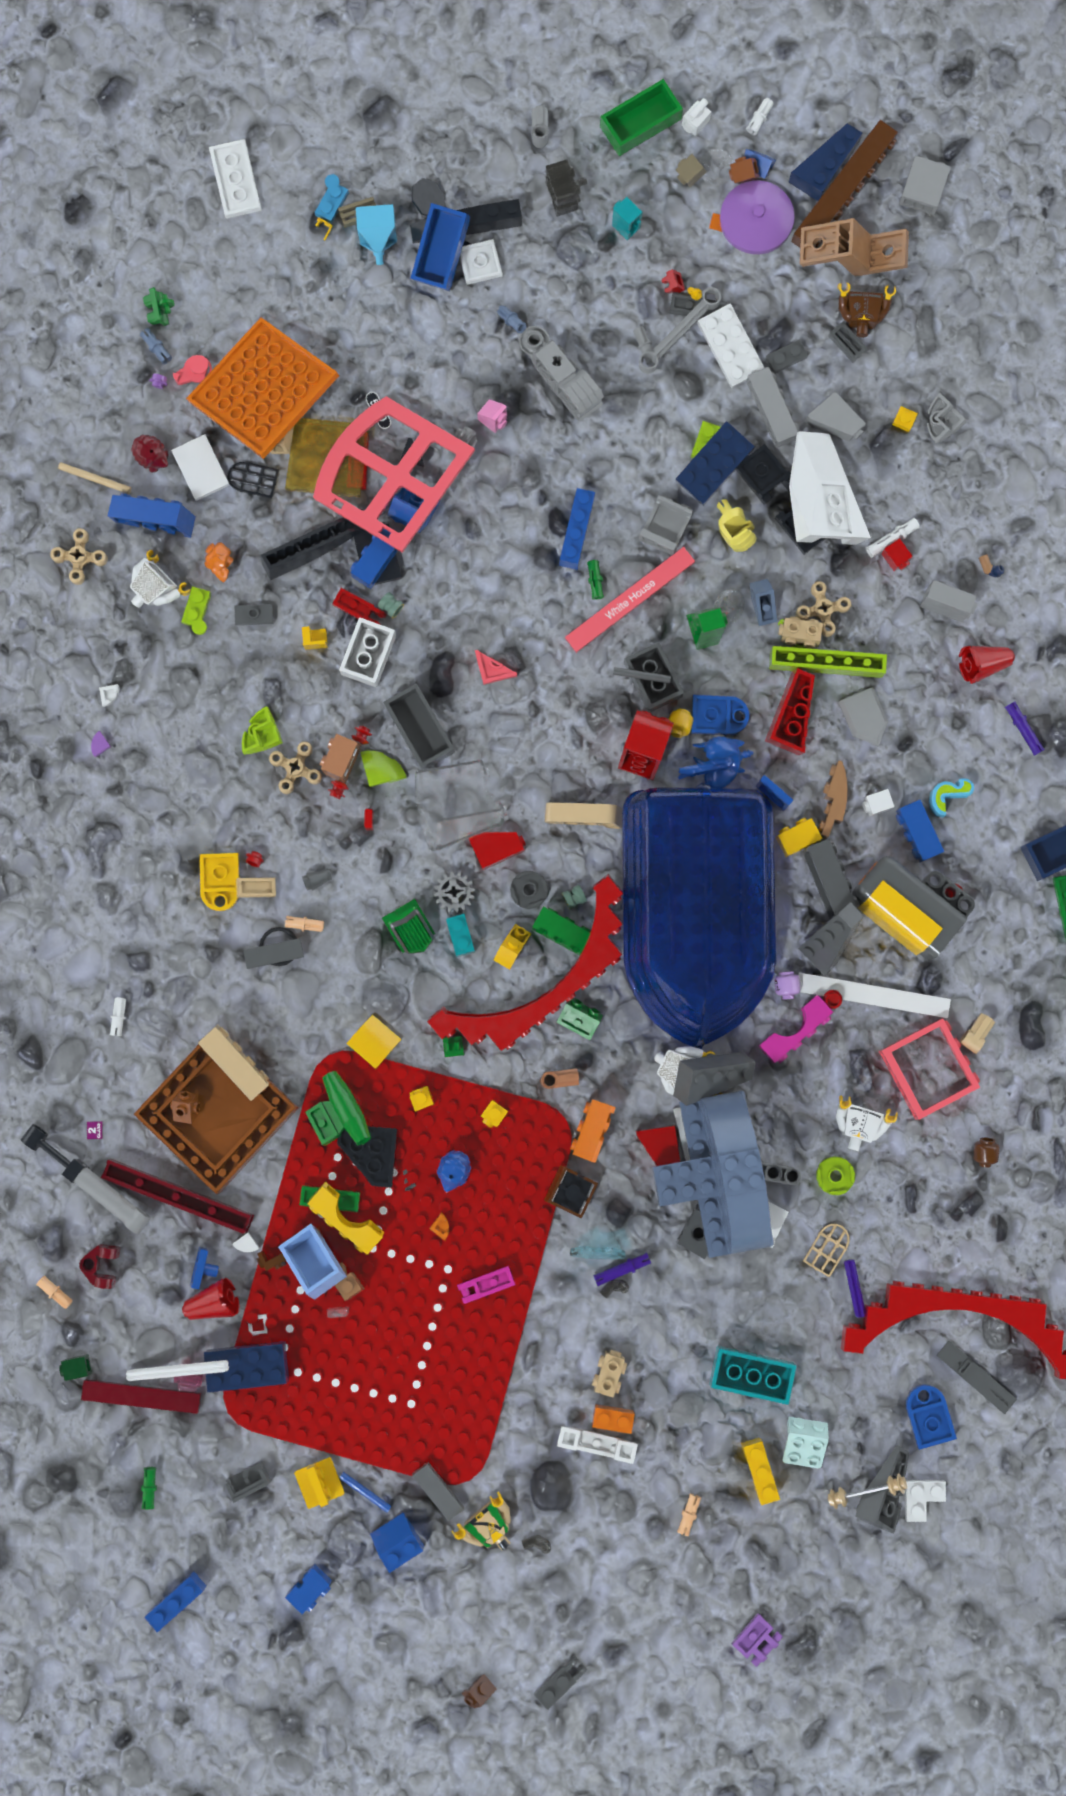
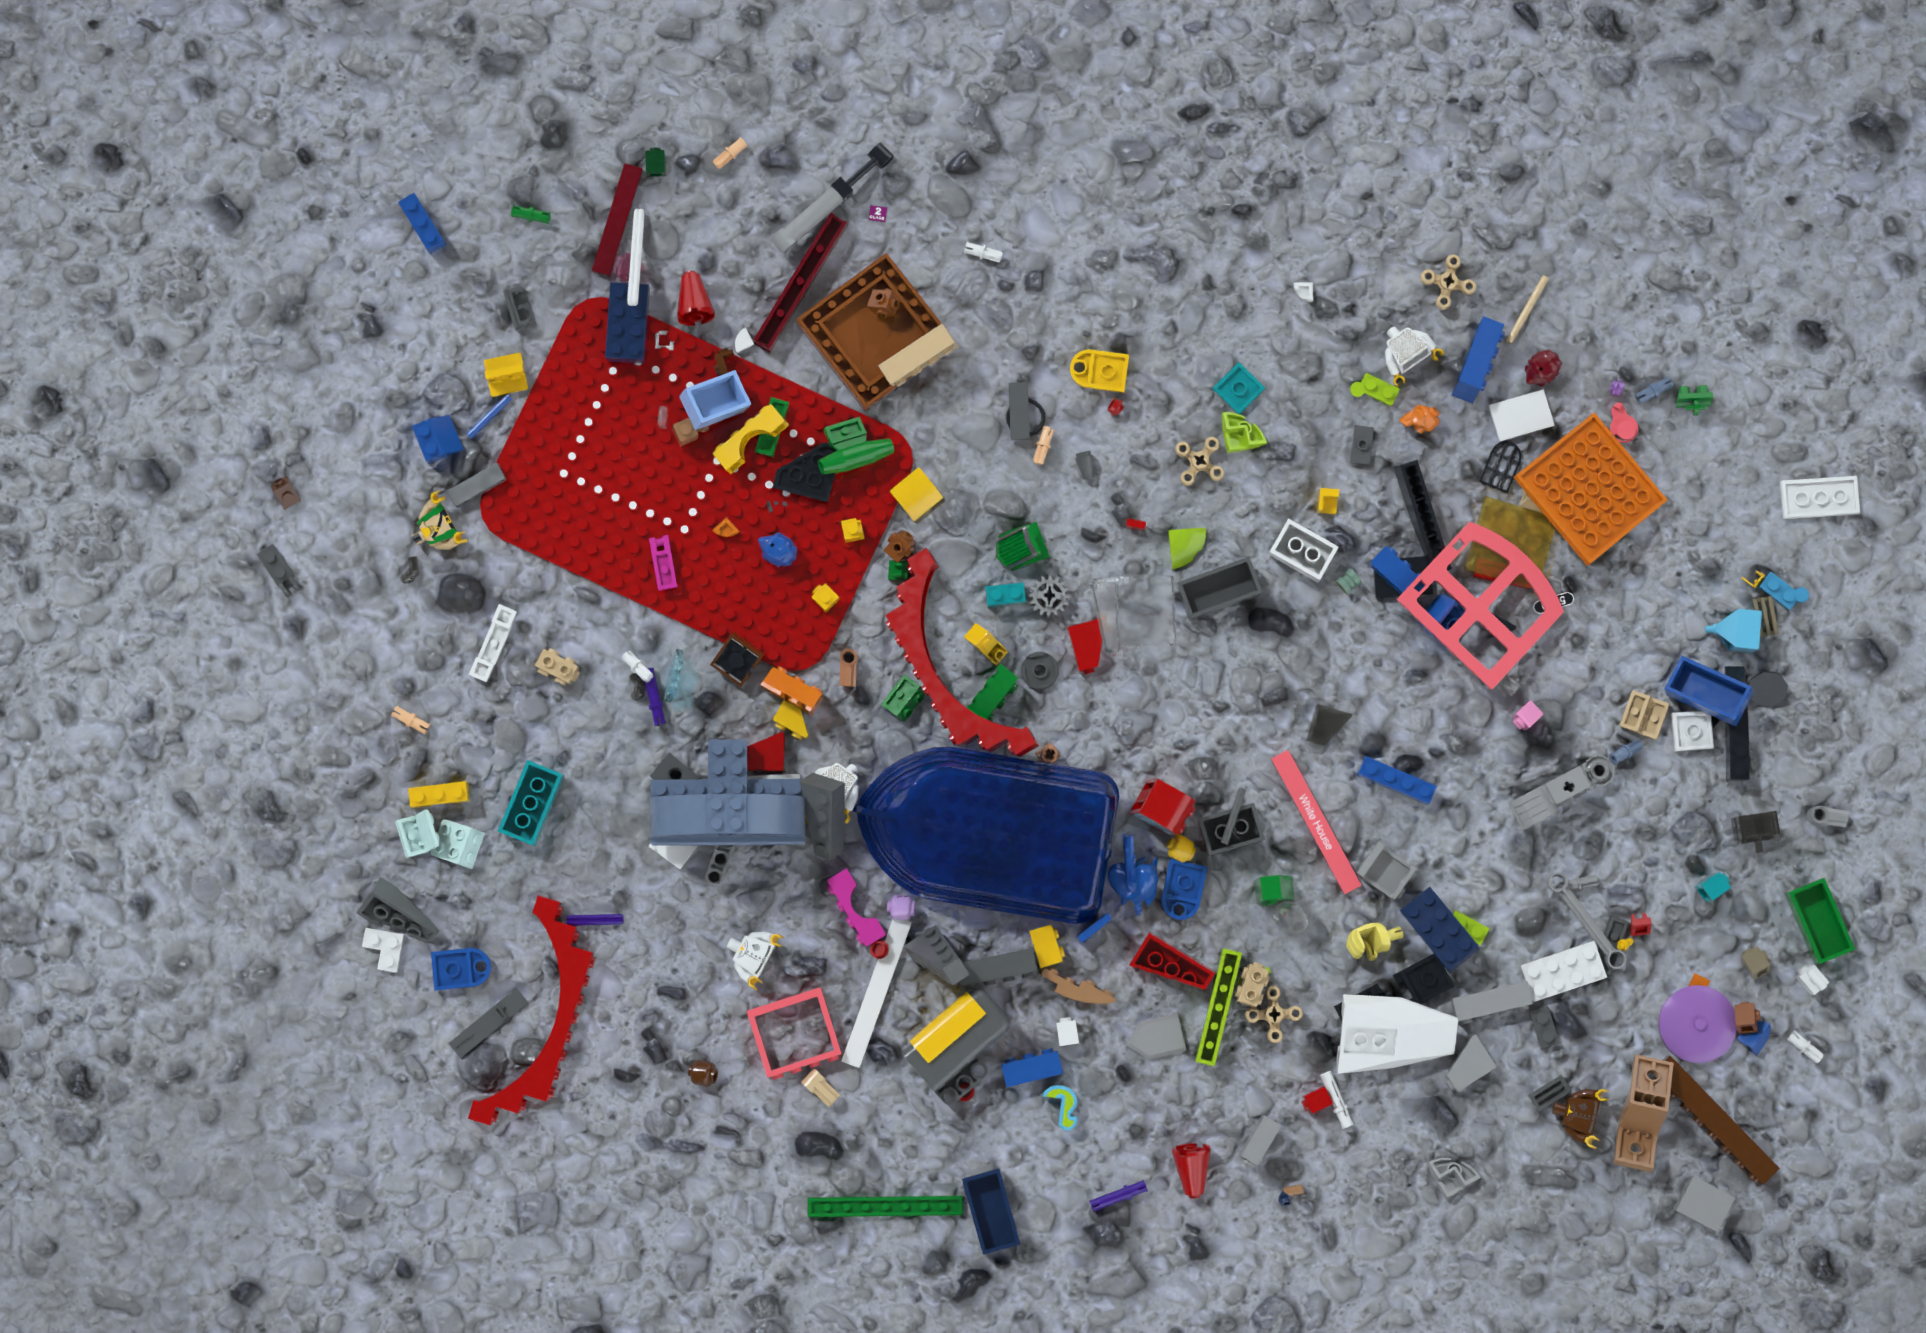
camera: 100 degrees right, 0 degrees up
(99, 744) = (1255, 274): medium lavender tile -> none
(100, 1280) = (733, 197): dark red piece -> none
(202, 1268) = (727, 295): blue tile -> none
(216, 742) = (1238, 388): none -> teal tile
(255, 887) = (1087, 404): tan tile -> none
(304, 1594) = (405, 344): blue brick -> none
(342, 758) = (1199, 507): nougat brick -> none
(356, 606) = (1352, 548): red hinge -> none
(428, 1048) = (900, 545): none -> dark orange brick
(472, 308) = (1644, 715): none -> tan slope
(492, 670) = (1266, 671): coral tile -> none
(534, 605) = (1326, 724): none -> clear smoke wing
(574, 897) = (1024, 713): sand green wheel -> none
(584, 814) = (1104, 735): tan beam -> none
(595, 579) = (1341, 790): green pin -> none
(595, 1291) = (637, 666): none -> white axle
(611, 866) = (1047, 754): none -> nougat piece
(613, 1418) = (514, 662): orange brick -> none
(621, 1126) = (791, 718): none -> yellow slope
(752, 1637) = (287, 760): medium lavender plate -> none
(763, 601) = (1290, 955): sand blue slope -> none
(804, 1486) = (417, 834): none -> light aqua bracket
(819, 1251) = (629, 900): tan window -> none
(823, 165) = (1740, 1102): dark blue wedge -> none
(835, 1187) = (718, 921): lime tile -> none
(841, 1497) = (403, 916): tan axle -> none
(904, 419) = (1459, 1136): yellow plate -> none

